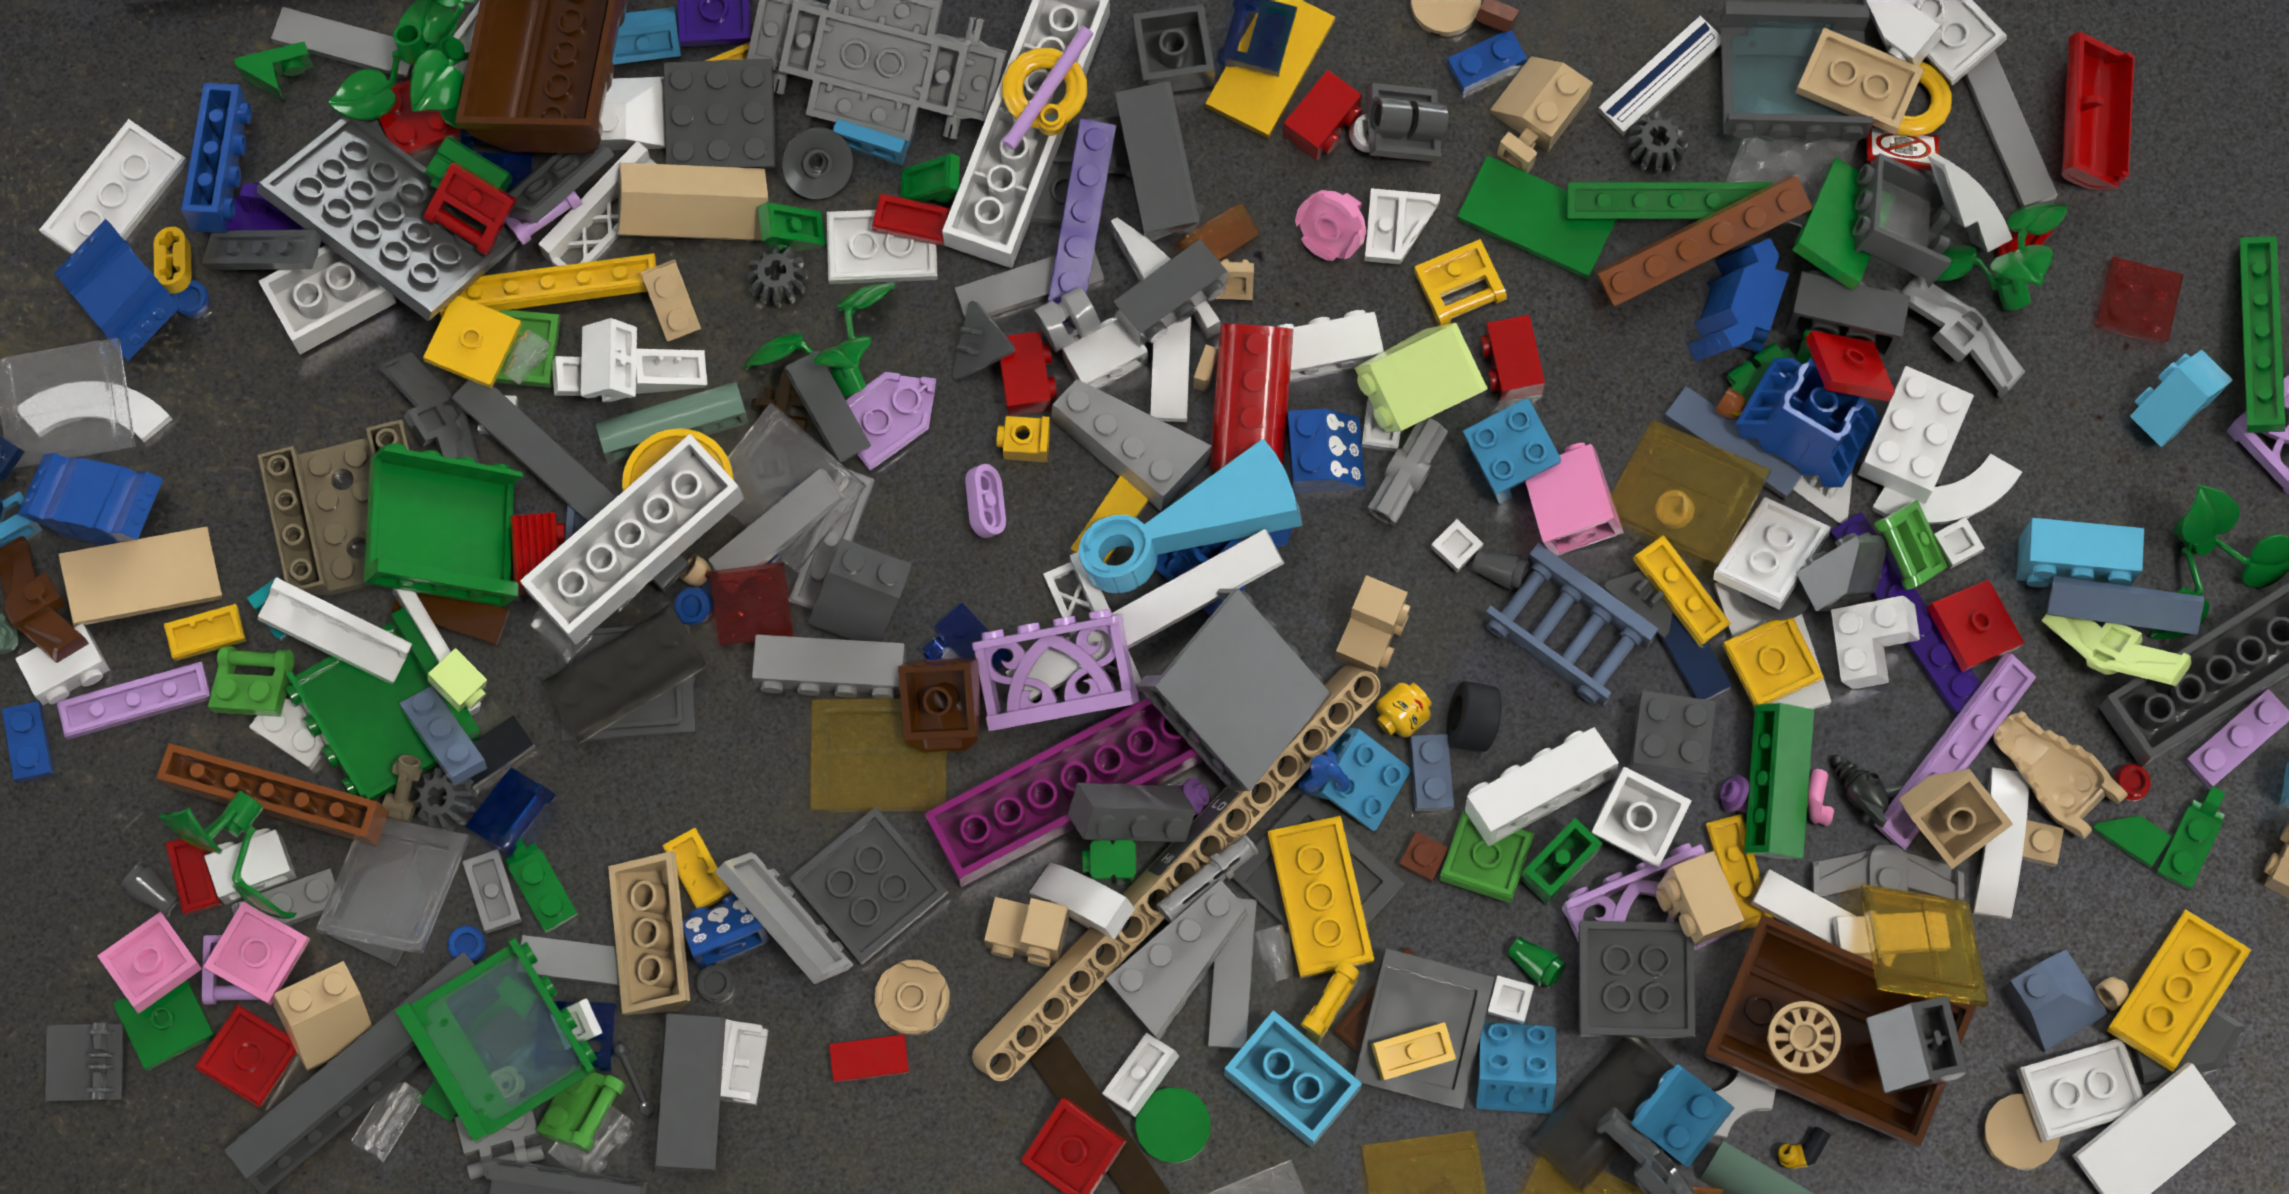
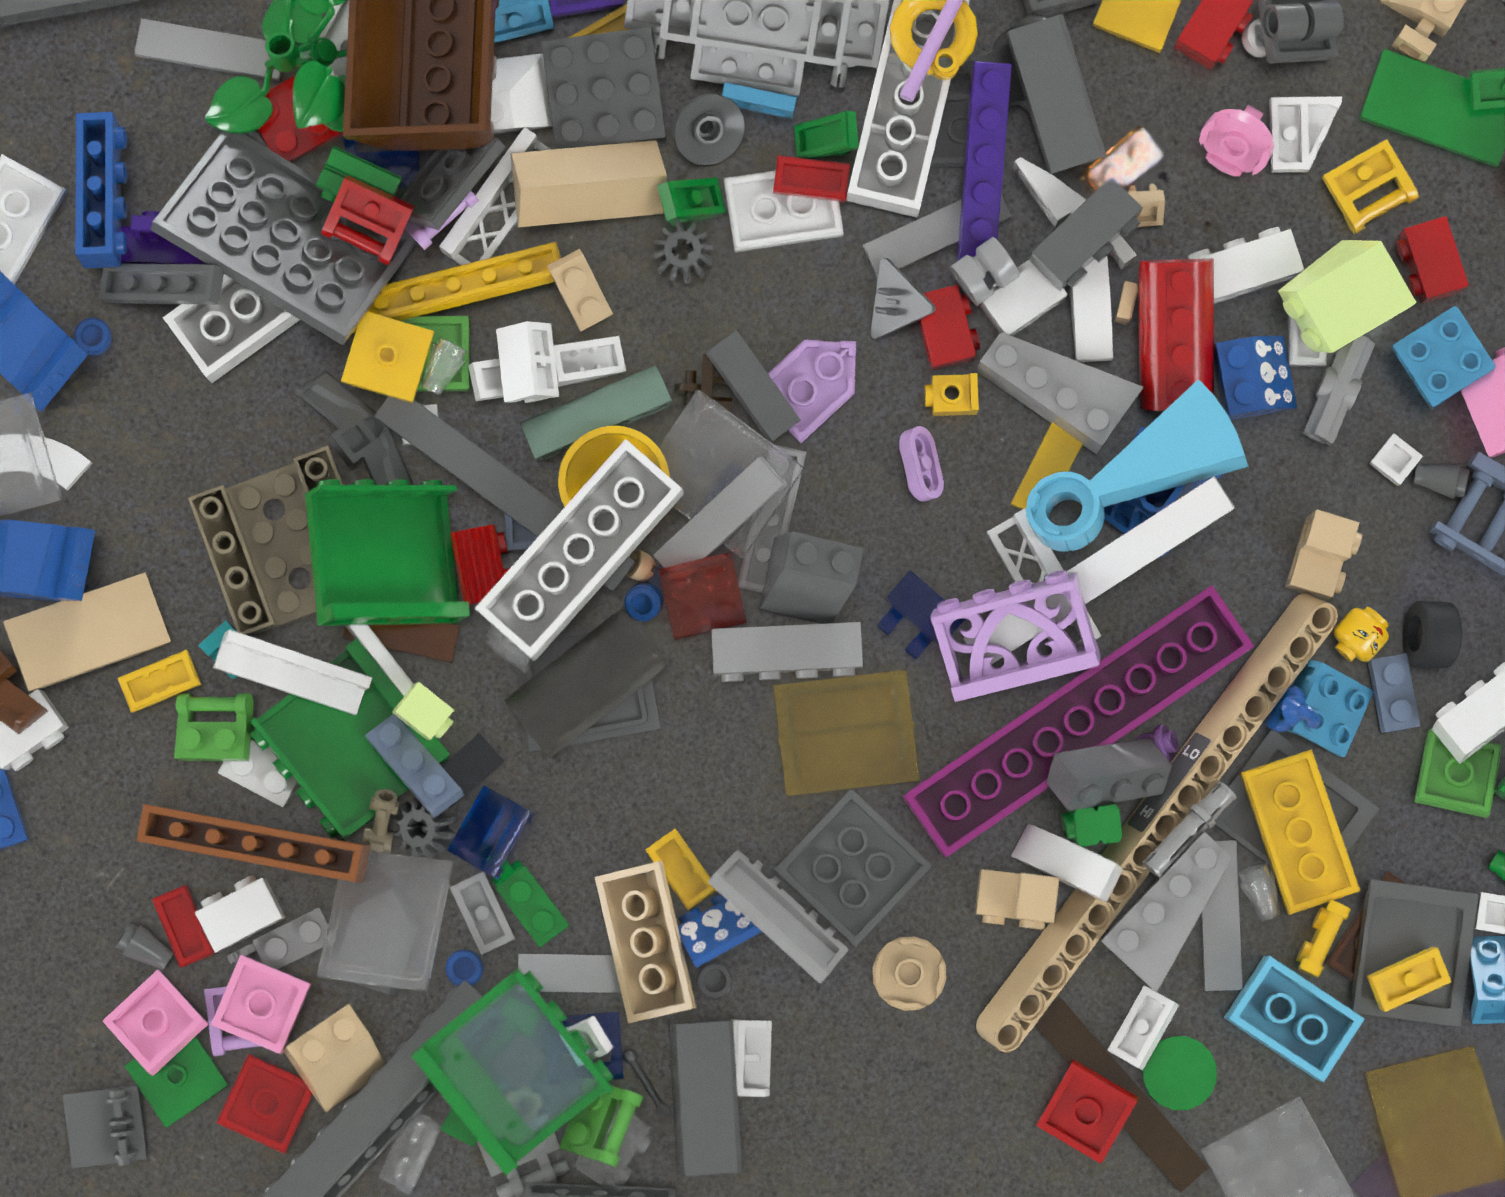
camera: 10 degrees left, 10 degrees up
(134, 700) = (98, 757): lavender tile -> none
(179, 259) = (61, 300): yellow beam -> none
(234, 819) = (222, 878): green plant -> none
(266, 66) = (133, 86): green slope -> none
(842, 358) = (770, 339): green plant -> none
(869, 1058) = (875, 1039): red tile -> none
(940, 703) = (904, 678): reddish brown slope -> none
(1237, 692) = (1203, 643): panel -> none
(1423, 857) = (1395, 778): copper plate -> none

